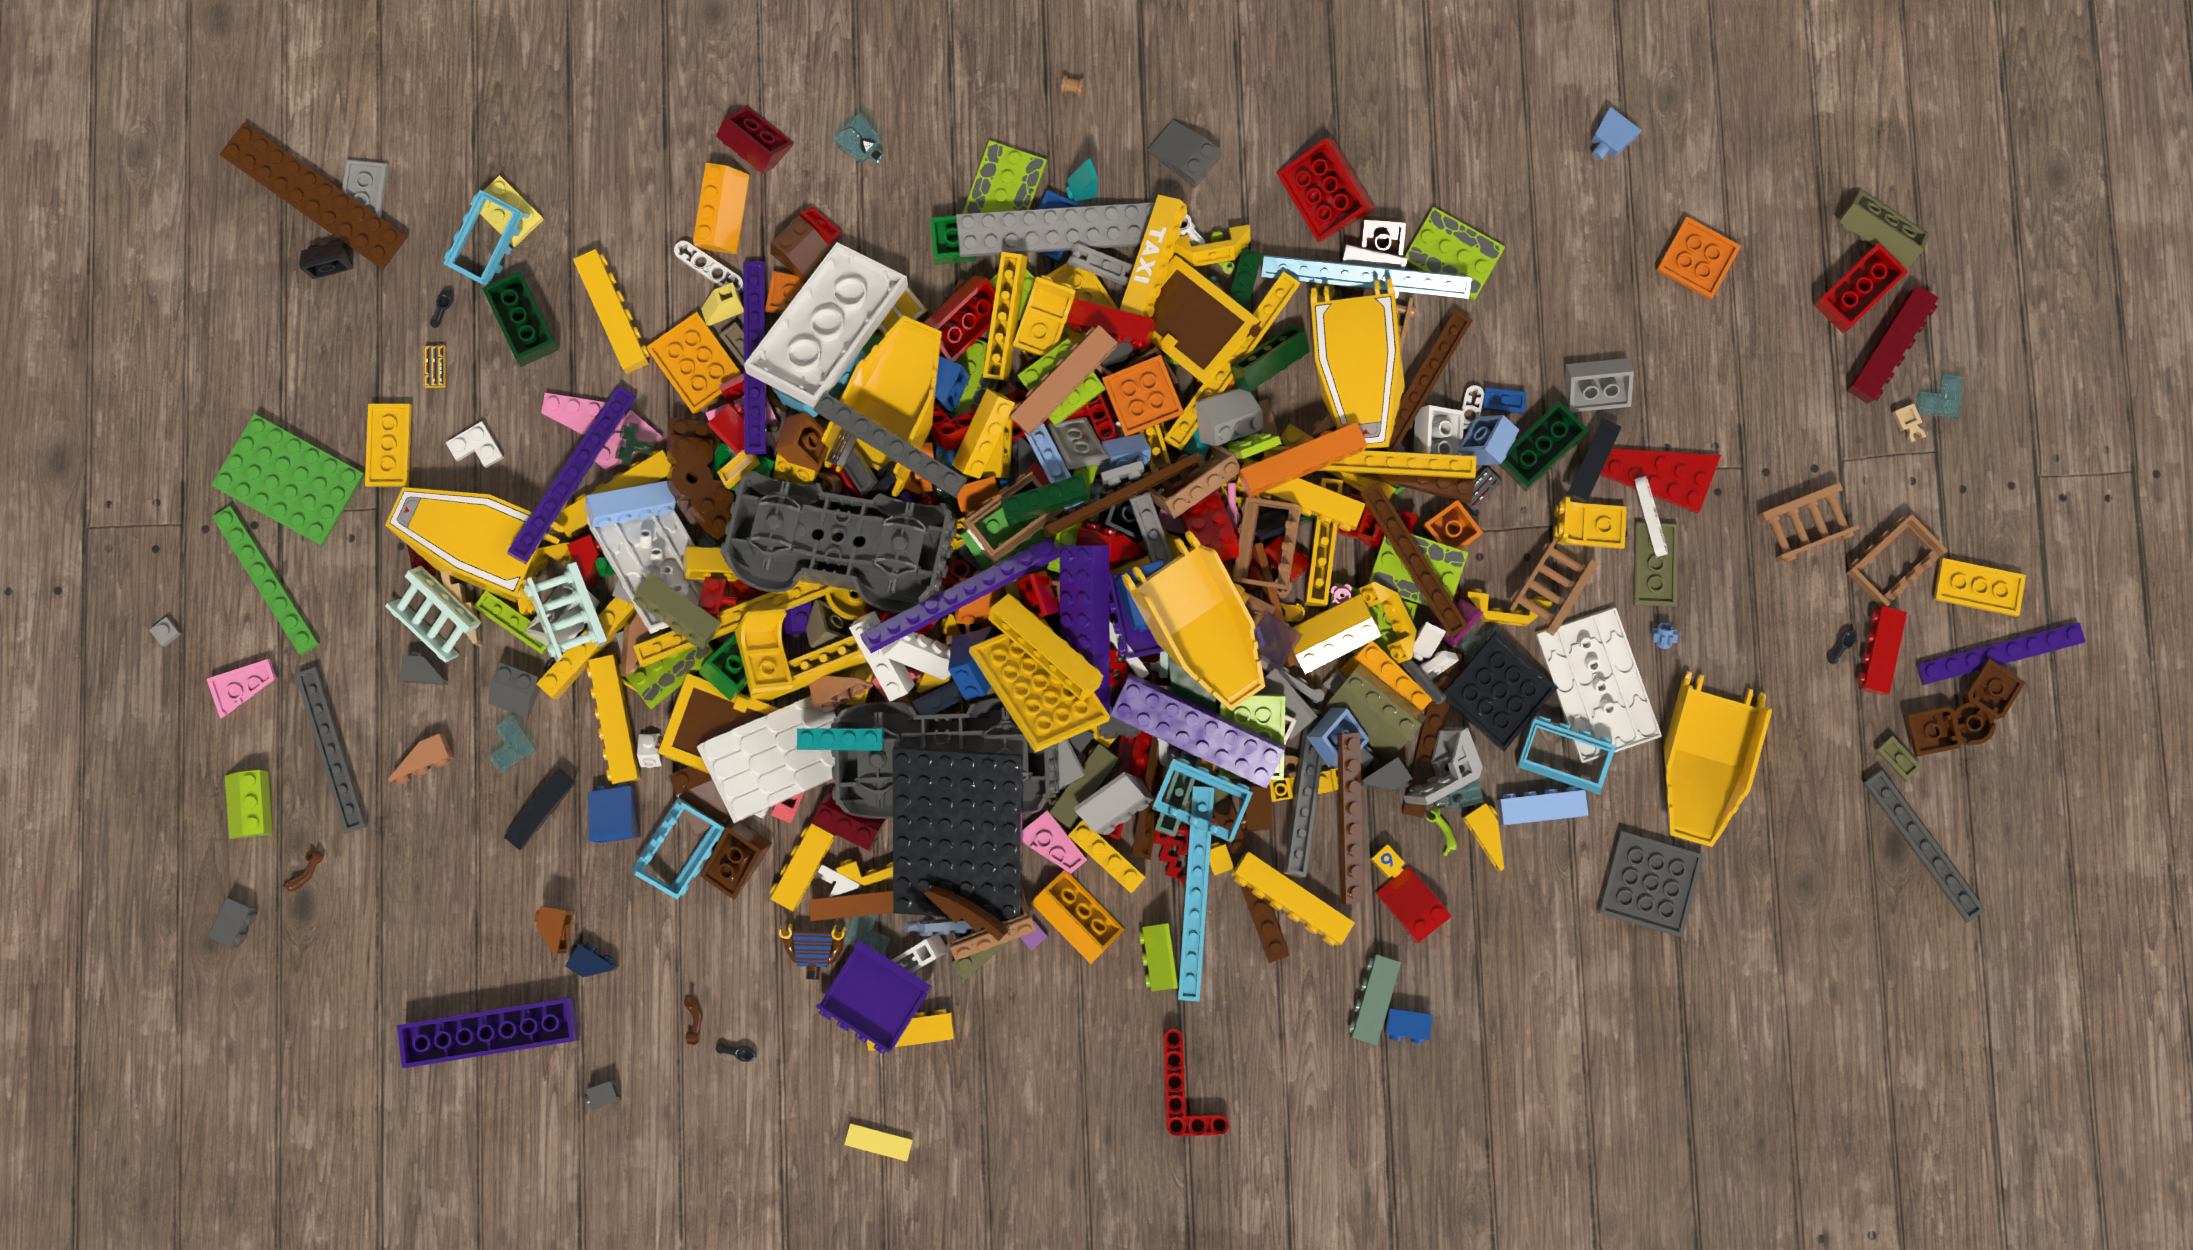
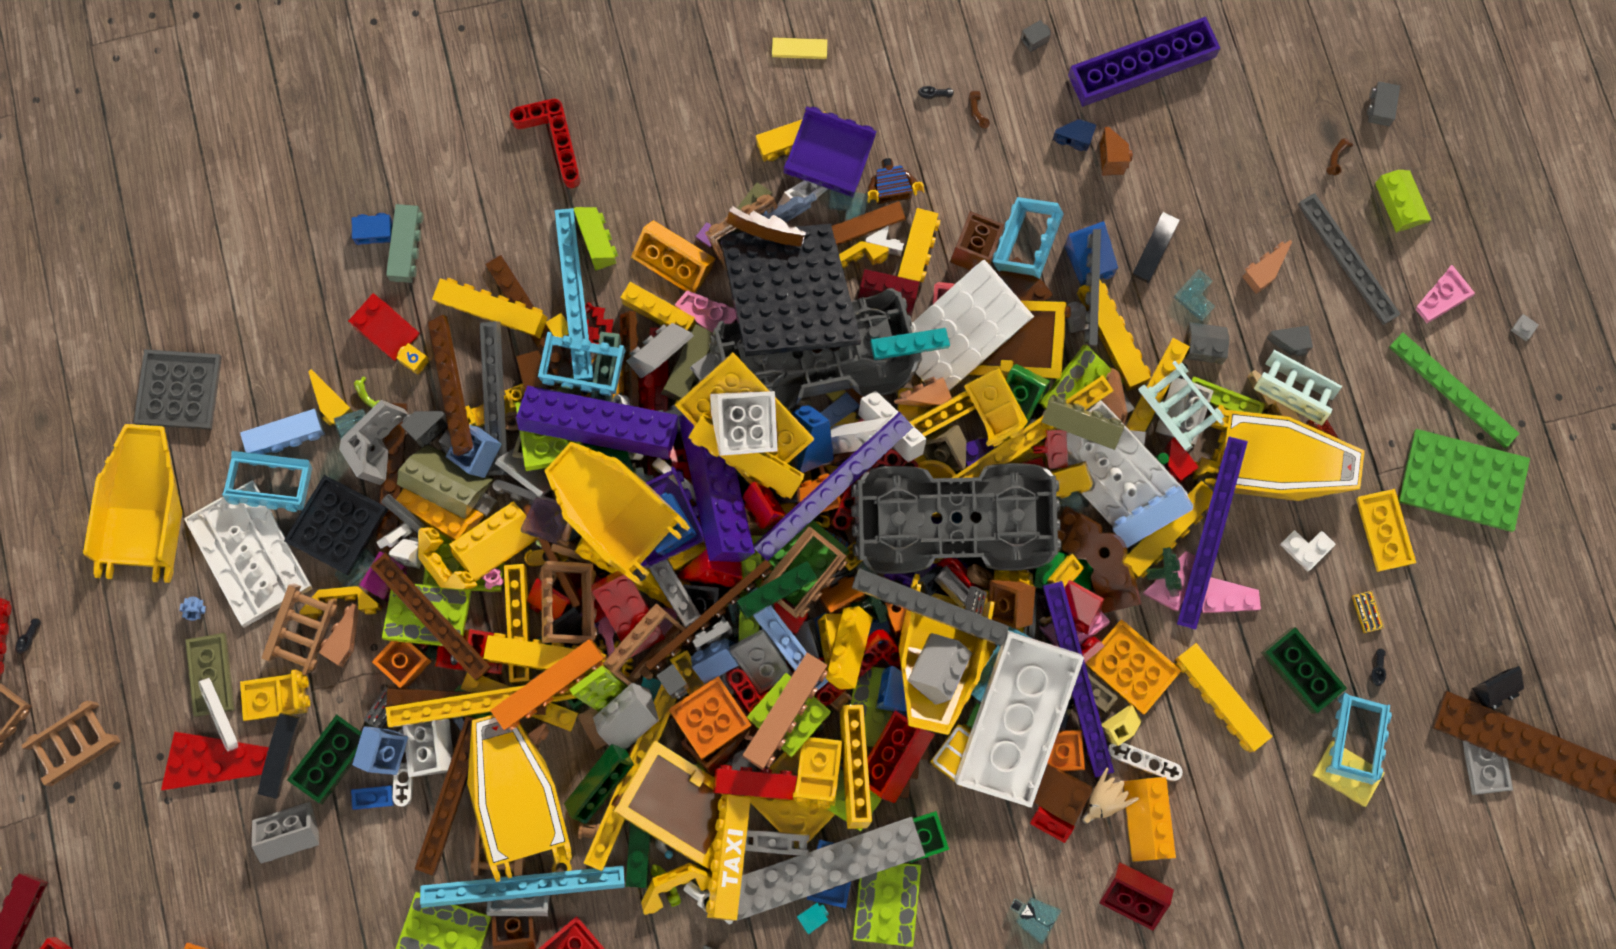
camera: 165 degrees right, 5 degrees down
(625, 757) = (1092, 281): none -> dark grey plate
(757, 235) = (1106, 799): none -> tan piece
(894, 385) = (939, 668): none -> light grey slope
(1040, 676) = (744, 422): none -> white slope
(1173, 435) = (673, 682): none -> dark grey brick
(1288, 319) = (587, 830): none -> medium nougat bush
(1512, 565) = (342, 640): none -> nougat slope

